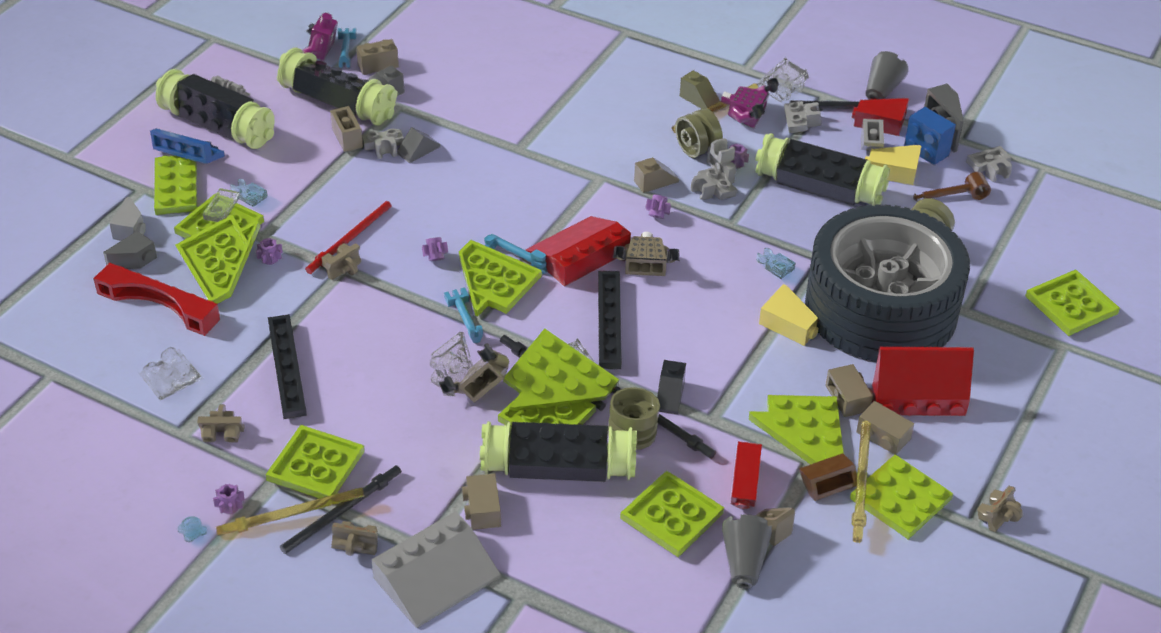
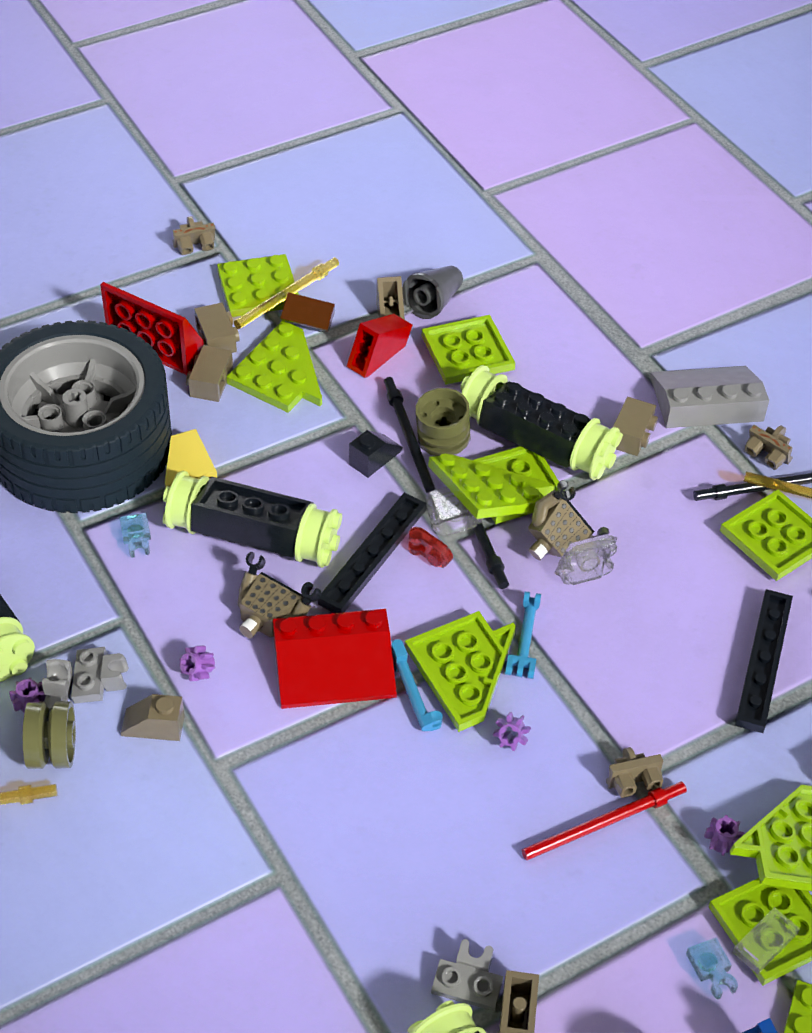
camera: 150 degrees left, 5 degrees up
(416, 145) = (422, 942): dark grey slope -> none
(568, 332) = (429, 547): none -> clear red plate
(704, 286) = (252, 517): none -> black brick

